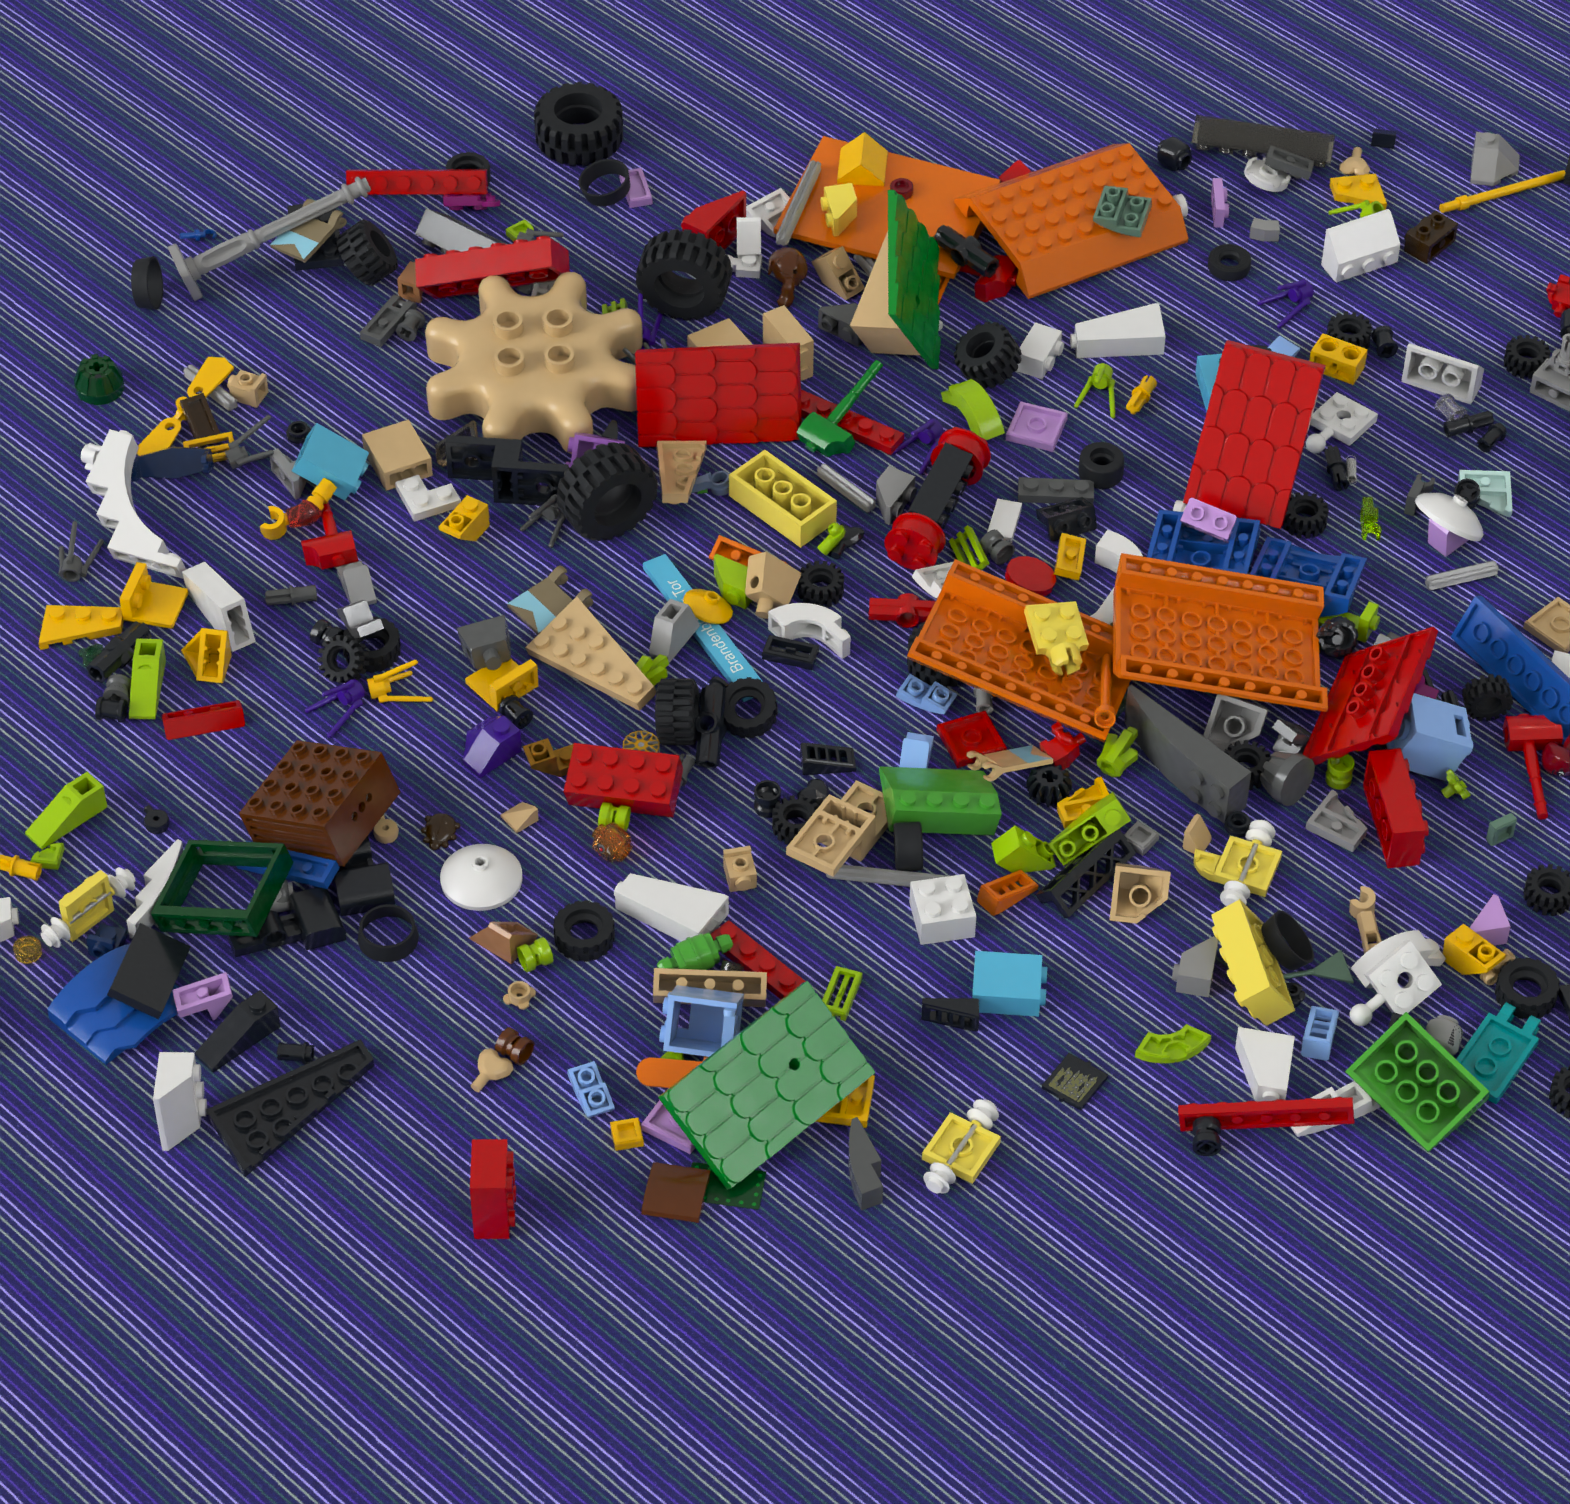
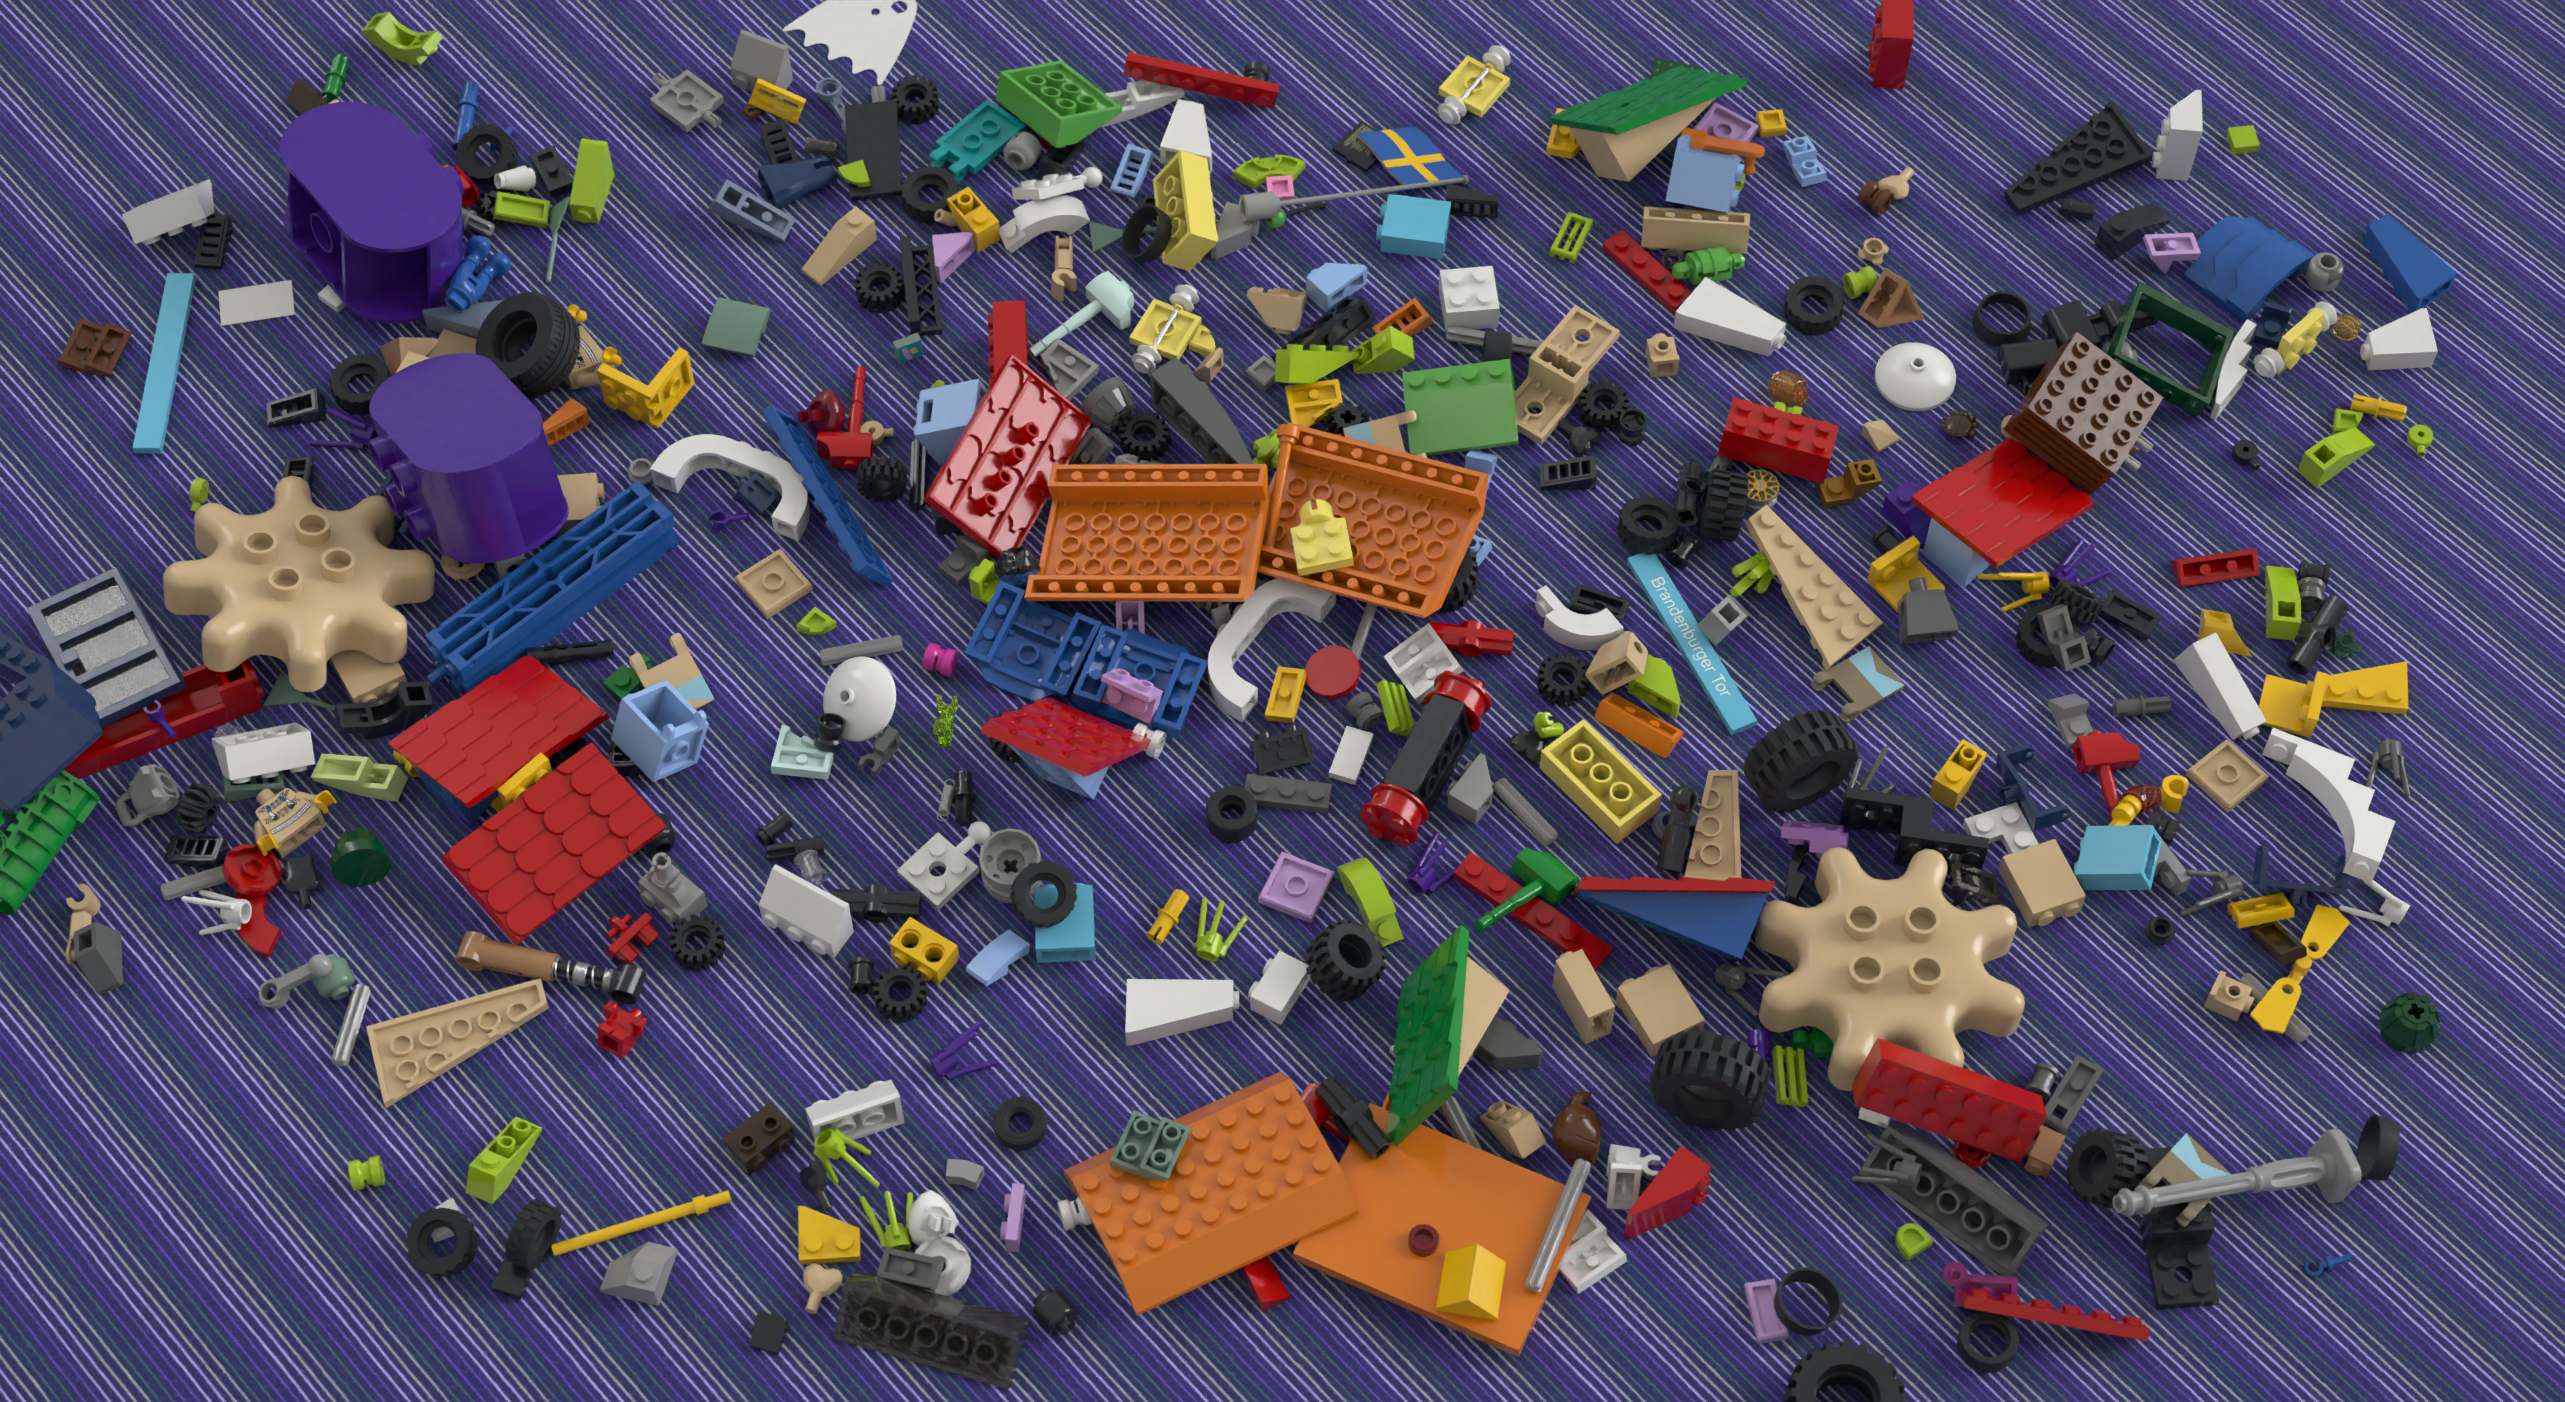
camera: 175 degrees left, 10 degrees up
(41, 987) = (2324, 272): none -> light grey head
(99, 1147) = (2242, 139): none -> lime tile
(149, 971) = (2226, 268): black tile -> none
(221, 549) = (2227, 775): none -> tan tile
(285, 497) = (2168, 828): none -> black wheel
(292, 666) = (2129, 615): none -> black plate
(413, 515) = (2017, 791): none -> dark blue piece
(418, 713) = (1995, 509): none -> red piece
(675, 1192) = (1730, 59): reddish brown slope -> none
(708, 606) = (1695, 664): yellow dish -> none
(713, 462) = (1677, 831): none -> black piece
(840, 205) = (1505, 1203): light yellow slope -> none
(864, 1167) = (1561, 70): dark grey slope -> none
(1027, 1065) = (1403, 153): none -> flag
(1083, 919) = (1334, 282): none -> light blue slope
(1155, 989) = (1279, 220): none -> hinge
(1157, 1017) = (1281, 186): none -> bright pink plate
(1282, 197) = (930, 1218): none -> white piece
(1306, 190) = (895, 1235): none -> lime plant
(1316, 892) = (1106, 295): none -> light aqua piece
(1387, 389) = (879, 903): none -> black piece
(1387, 565) = (940, 659): none -> dark pink wheel
(1510, 597) = (816, 623): none -> lime tile
(1510, 759) = (877, 430): none -> tan piece
(1517, 889) = (911, 285): none -> black fence

